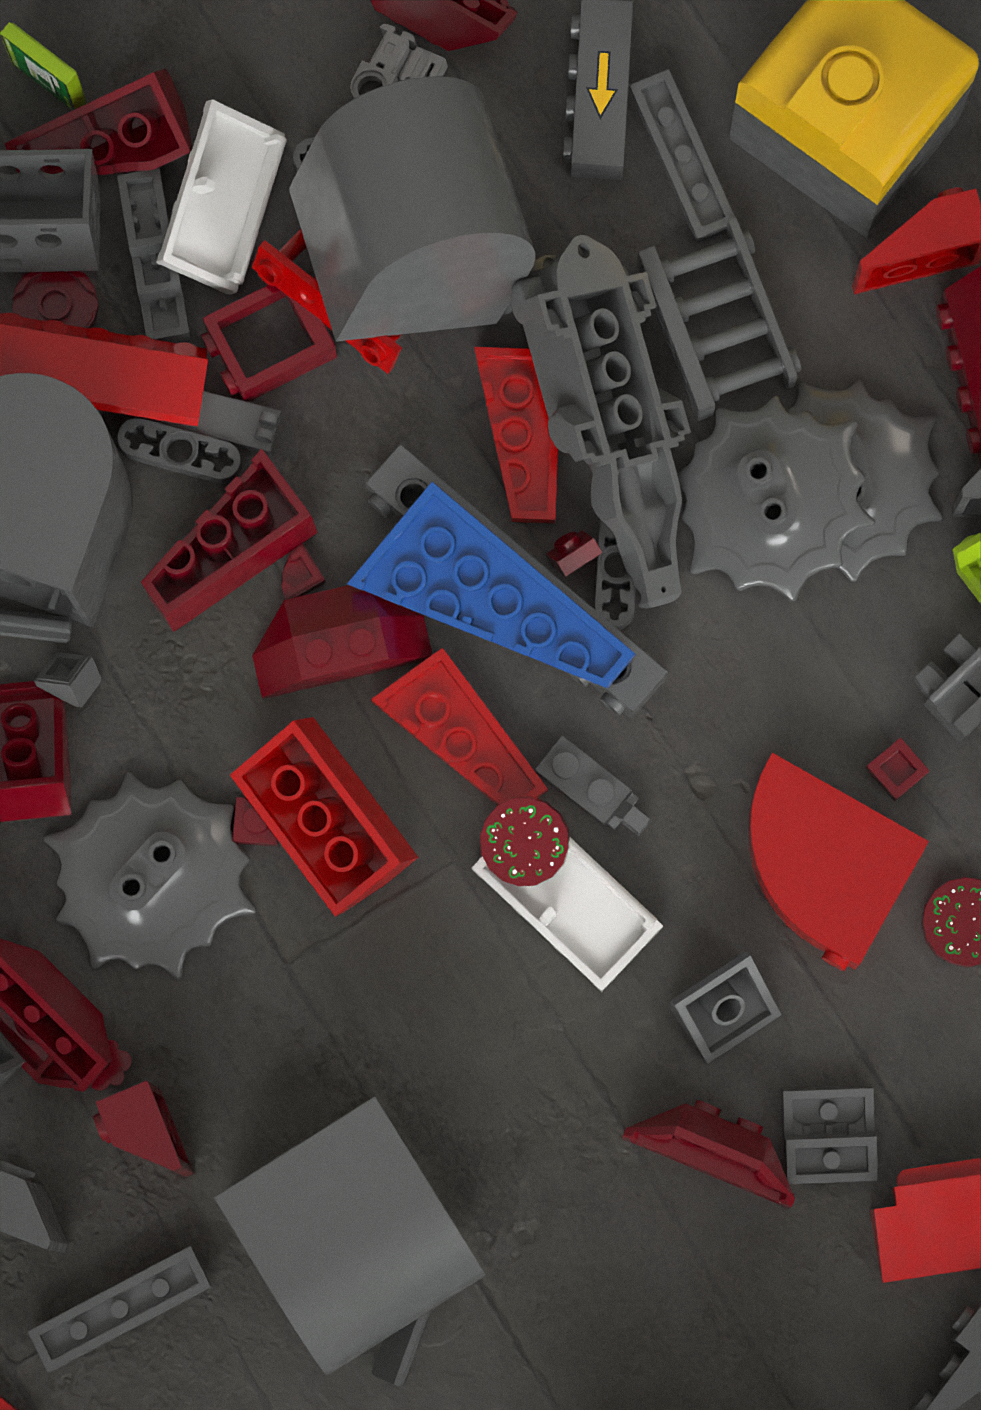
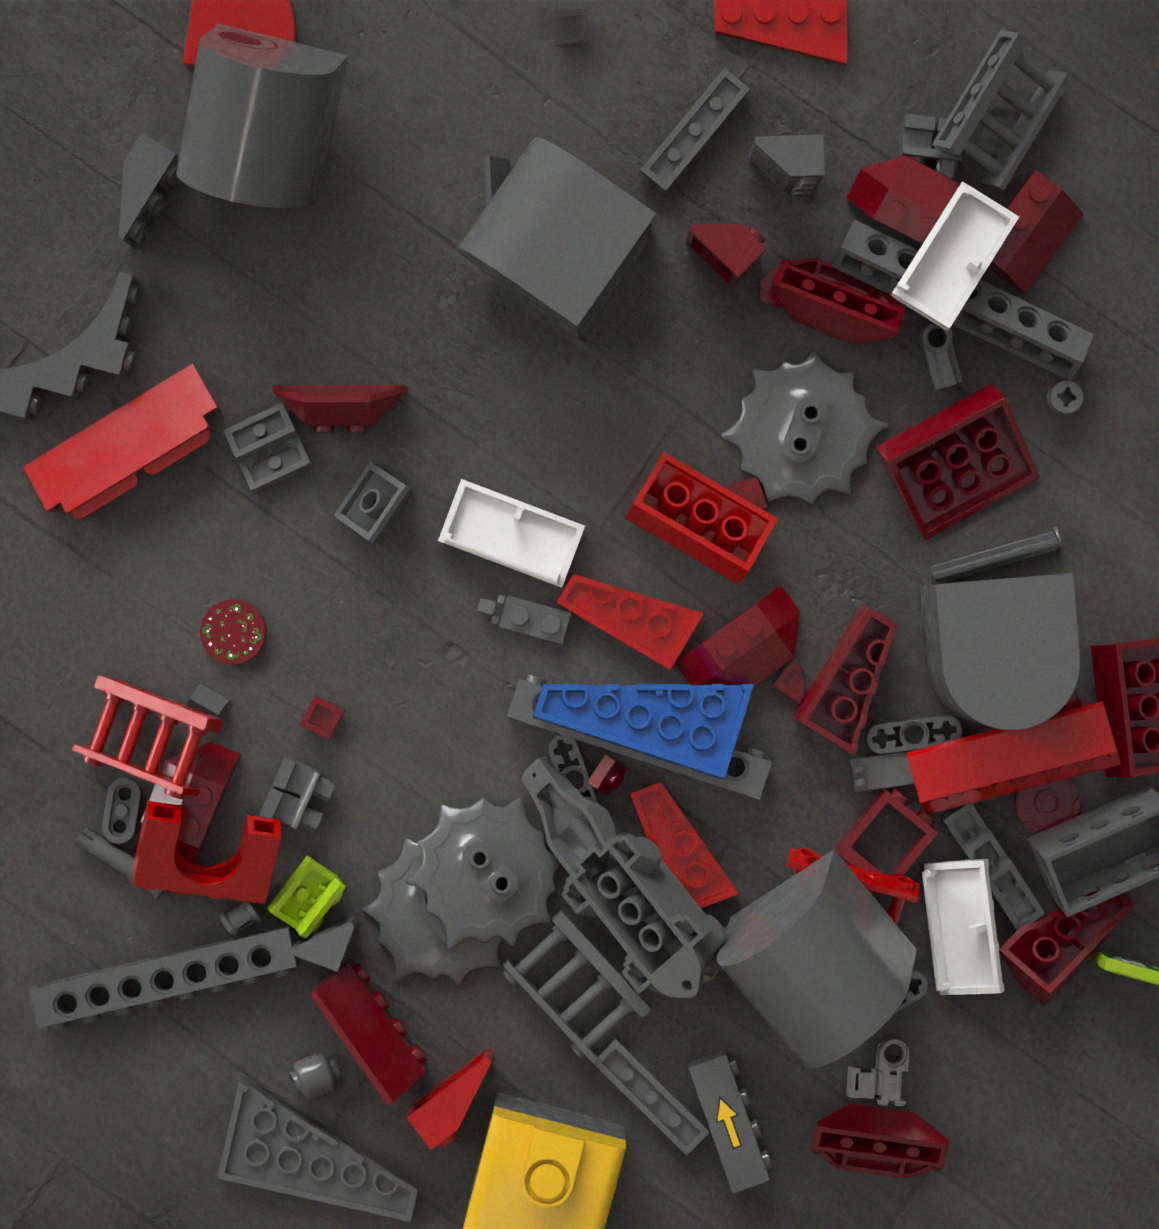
camera: 155 degrees right, 10 degrees up
(70, 677) = (919, 541): dark grey slope -> none
(525, 841) = (555, 556): dark red tile -> none
(826, 860) = (344, 632): red brick -> none

